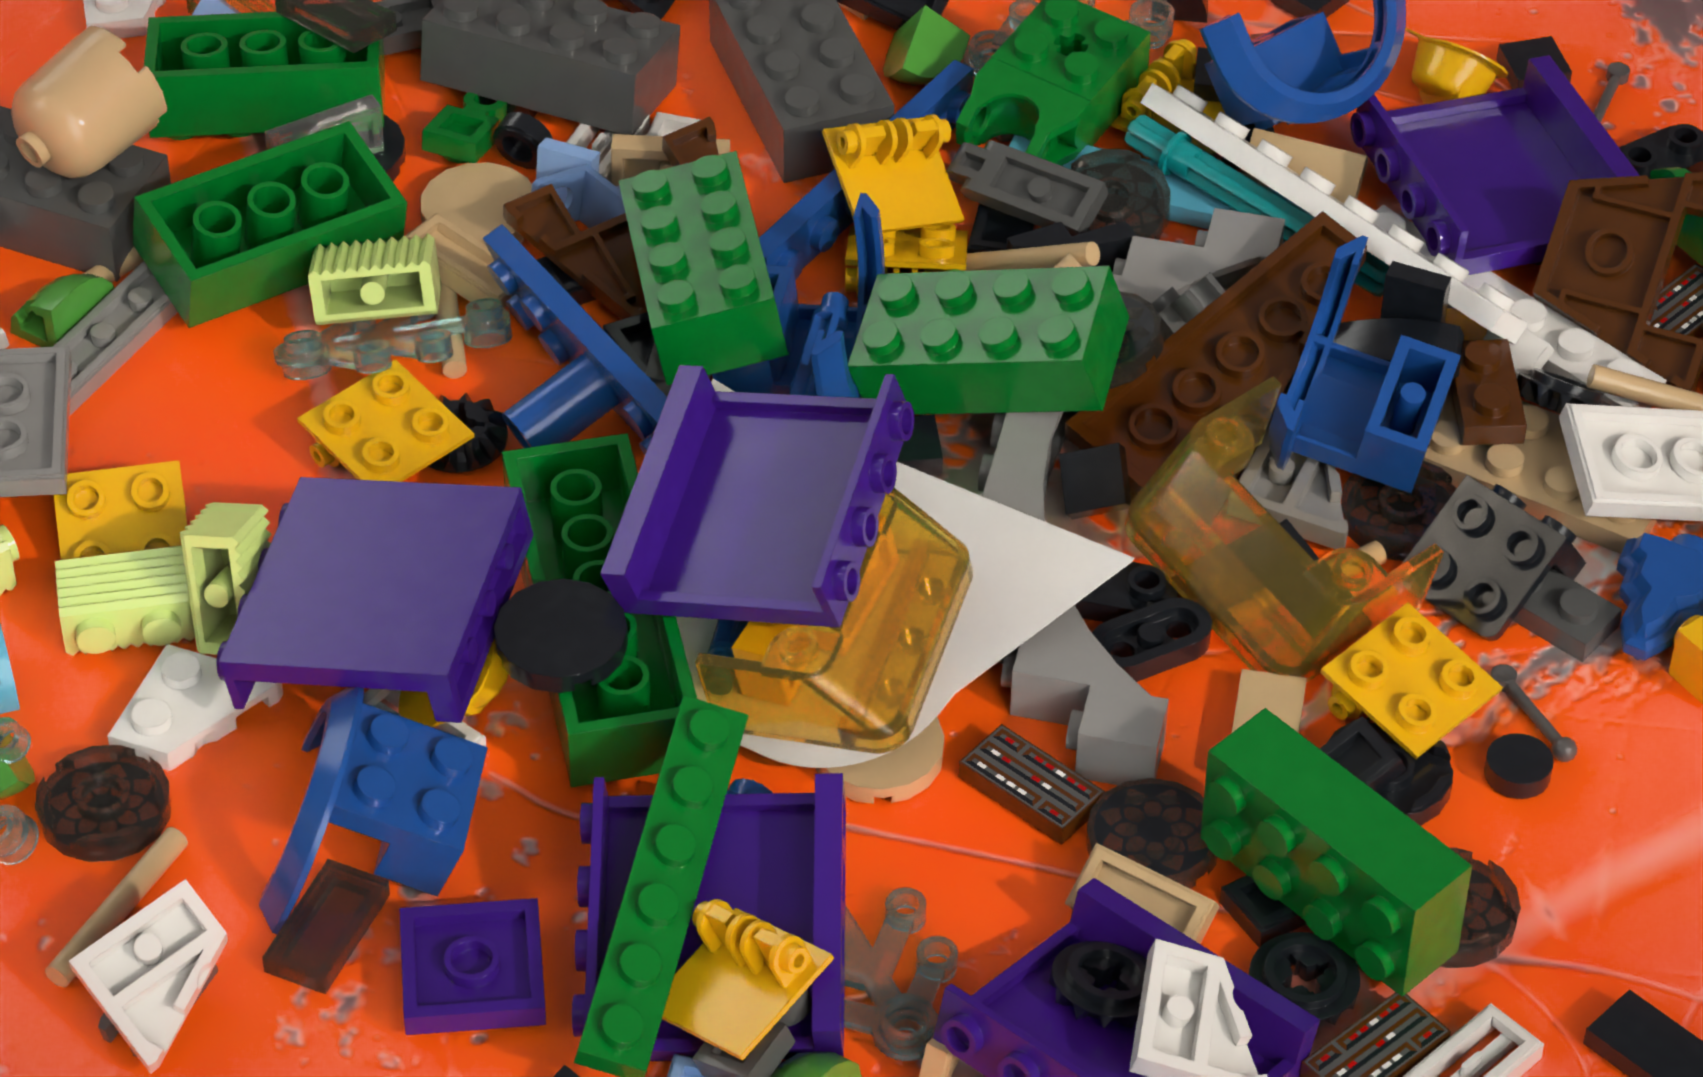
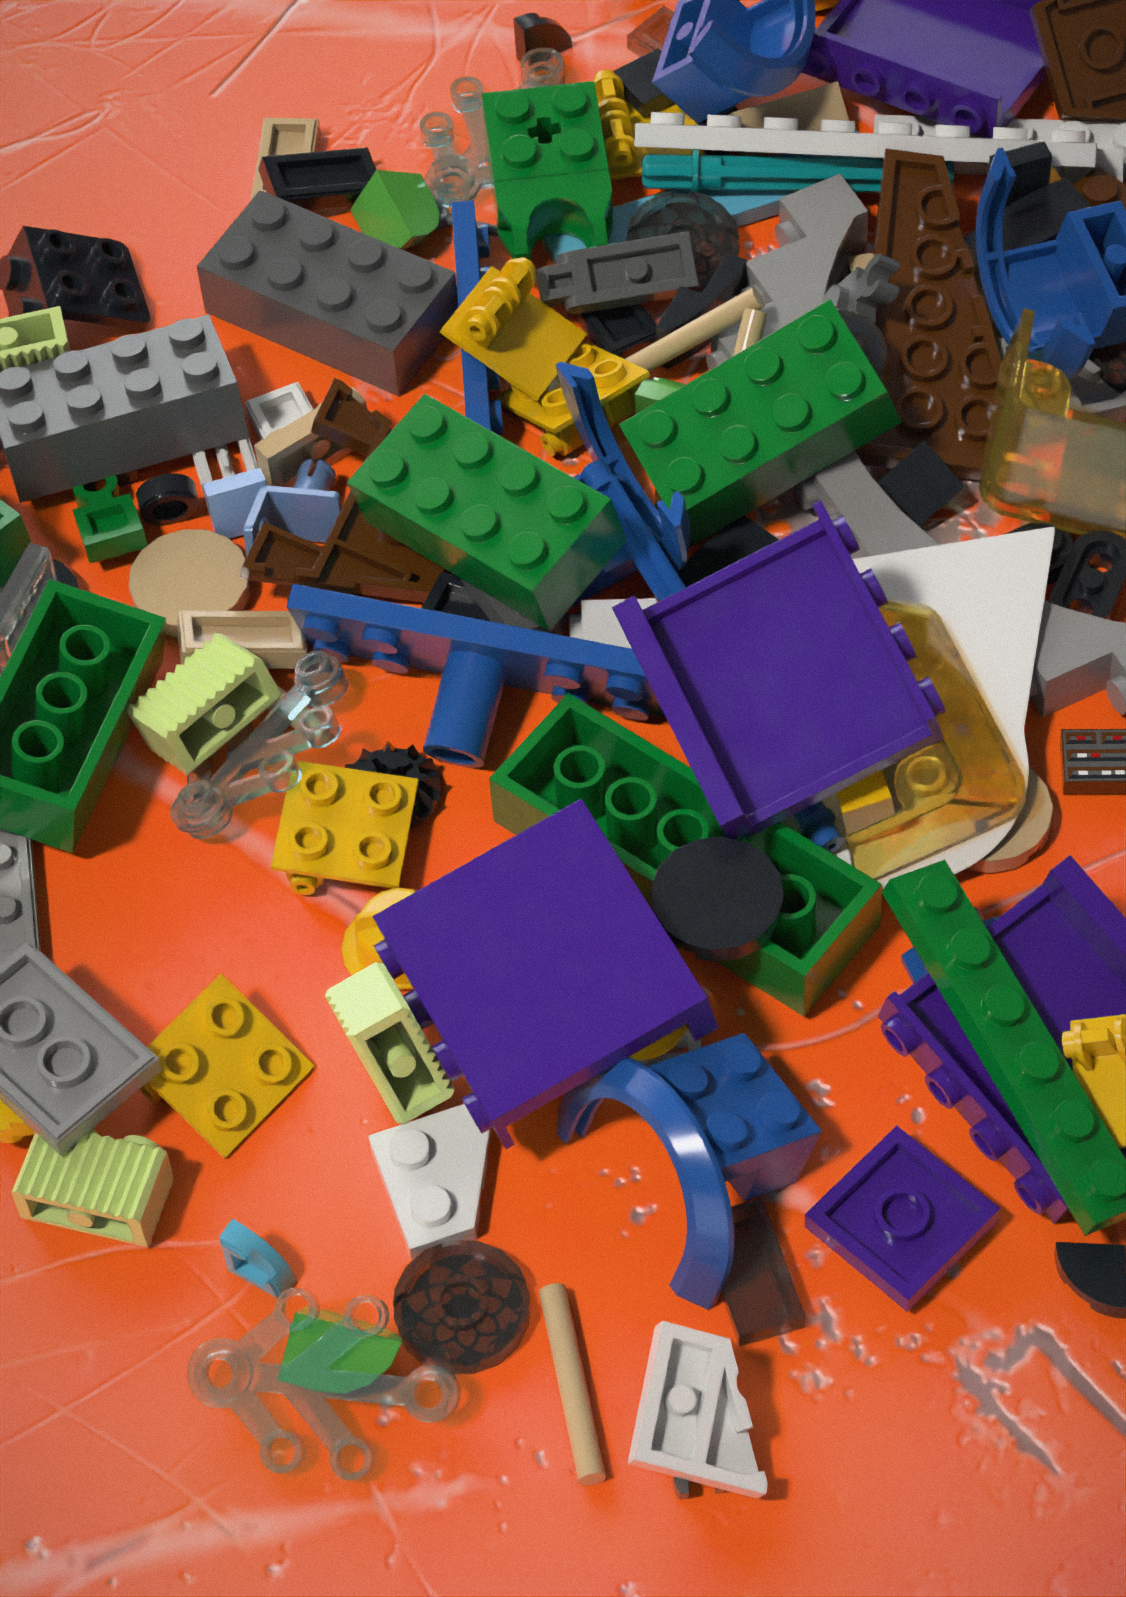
camera: 35 degrees left, 10 degrees up
(123, 600) = (296, 1124): yellowish green brick -> none

